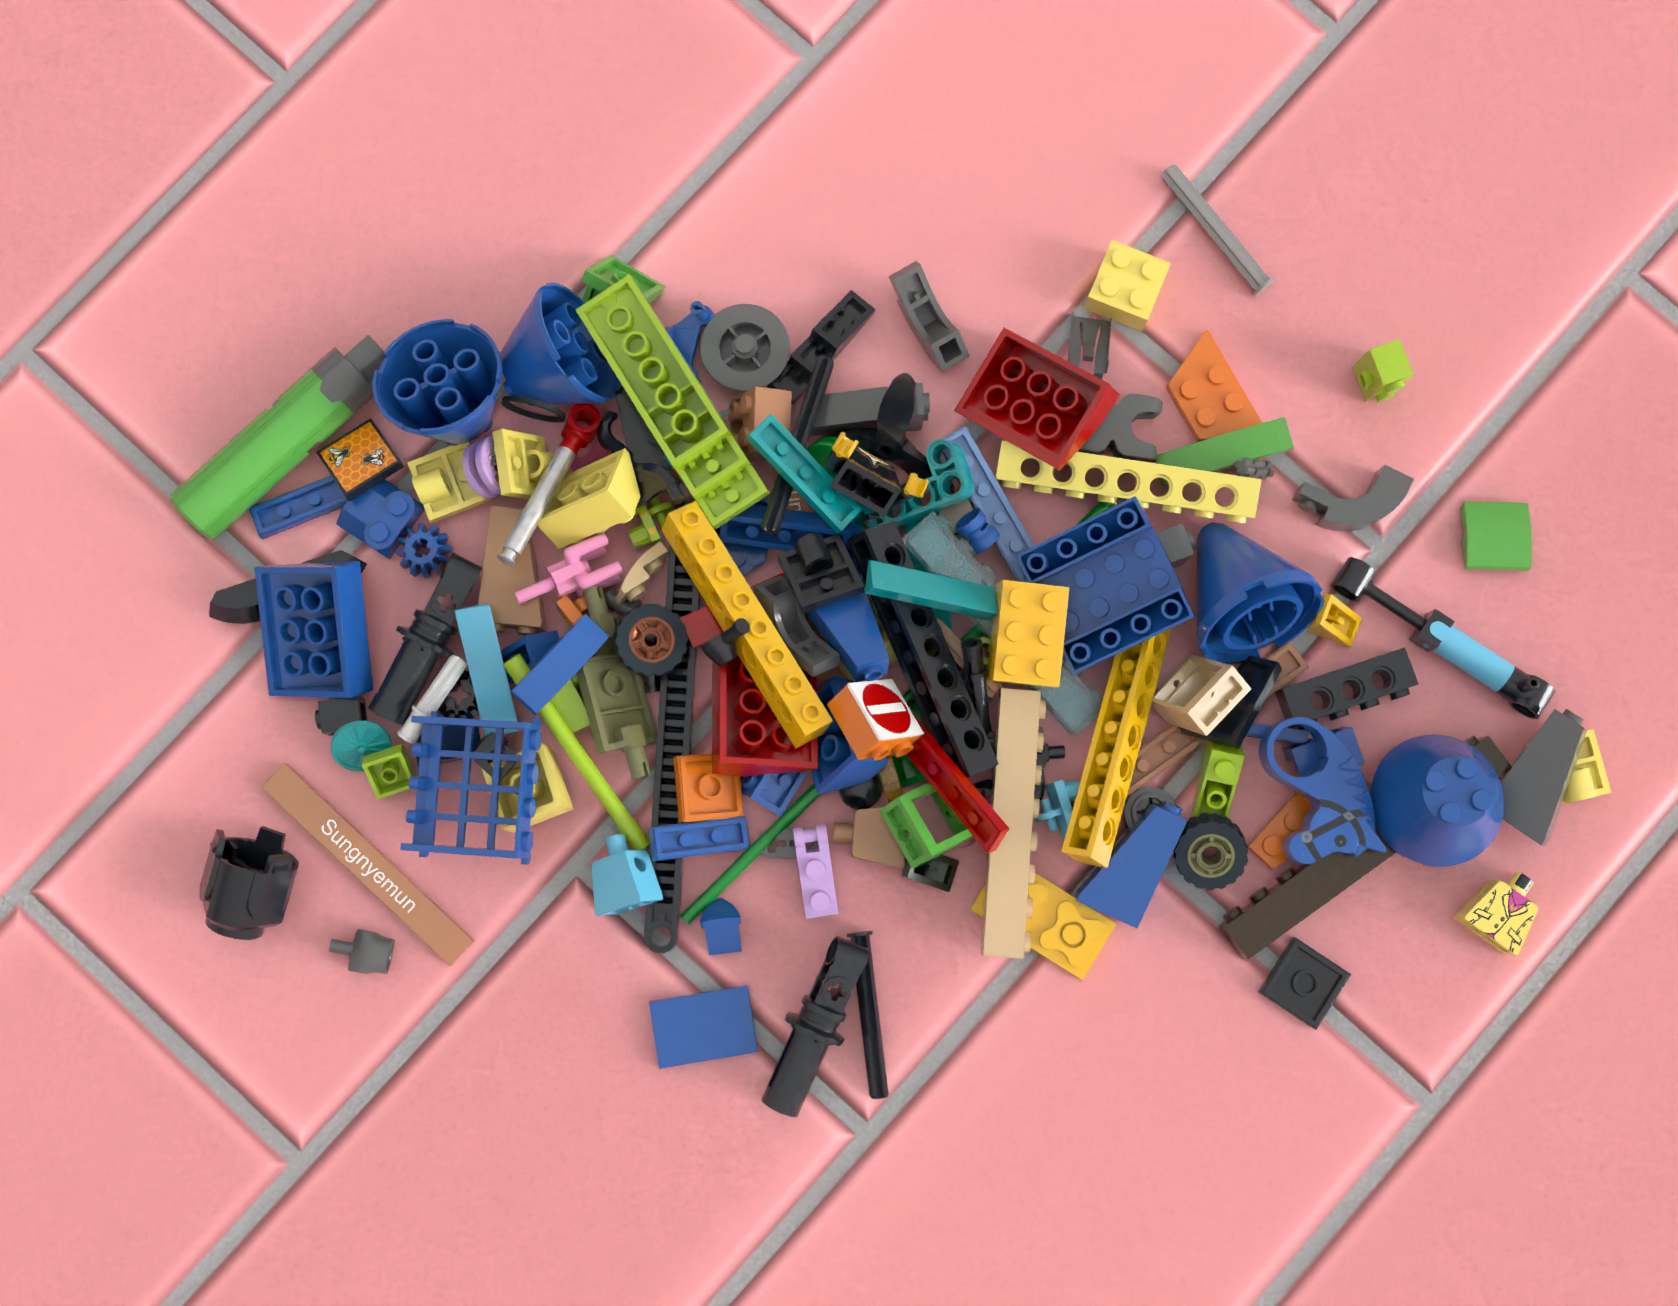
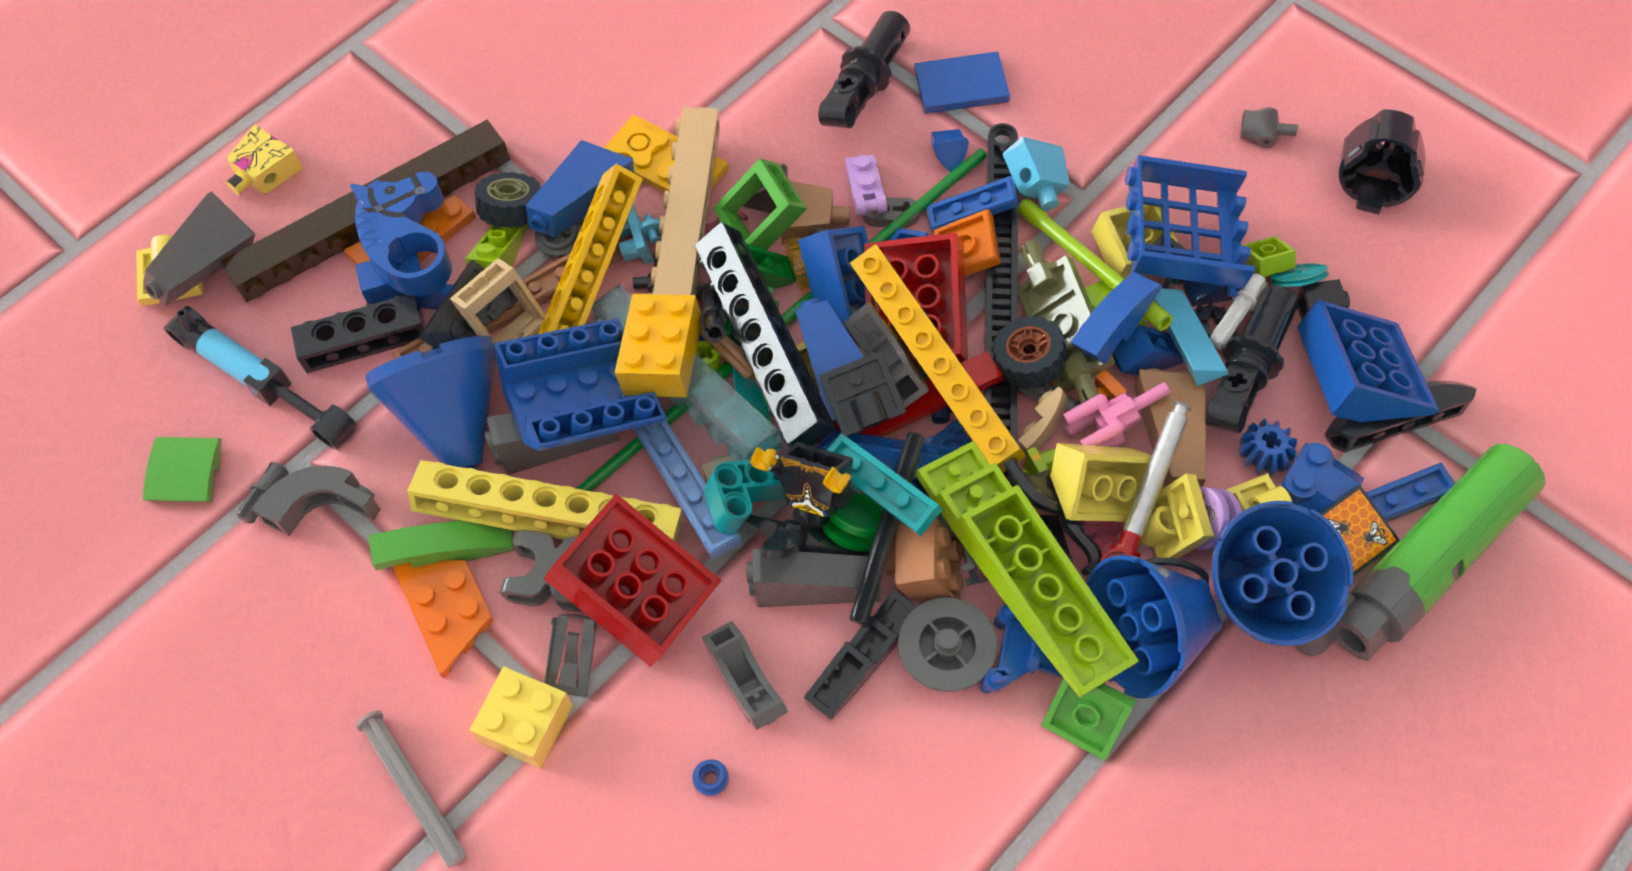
camera: 175 degrees left, 20 degrees down
(368, 864) = (1281, 196): nougat tile -> none
(723, 647) = (957, 331): black bar -> none
(870, 1022) = (825, 138): black axle -> none
(875, 719) = (809, 267): piece -> none
(931, 590) = (752, 370): teal slope -> none
(955, 231) = (705, 768): none -> blue plate
(957, 791) = (748, 235): red tile -> none
(977, 530) = (703, 449): blue wheel -> none
(1254, 468) = (416, 515): dark grey axle -> none
(1304, 983) = (441, 116): black tile -> none
(1335, 622) = (356, 395): yellow slope -> none
(1383, 371) = (258, 616): lime brick -> none
(1410, 510) = (272, 474): none -> dark grey axle
(1437, 800) = (293, 228): blue cone -> none

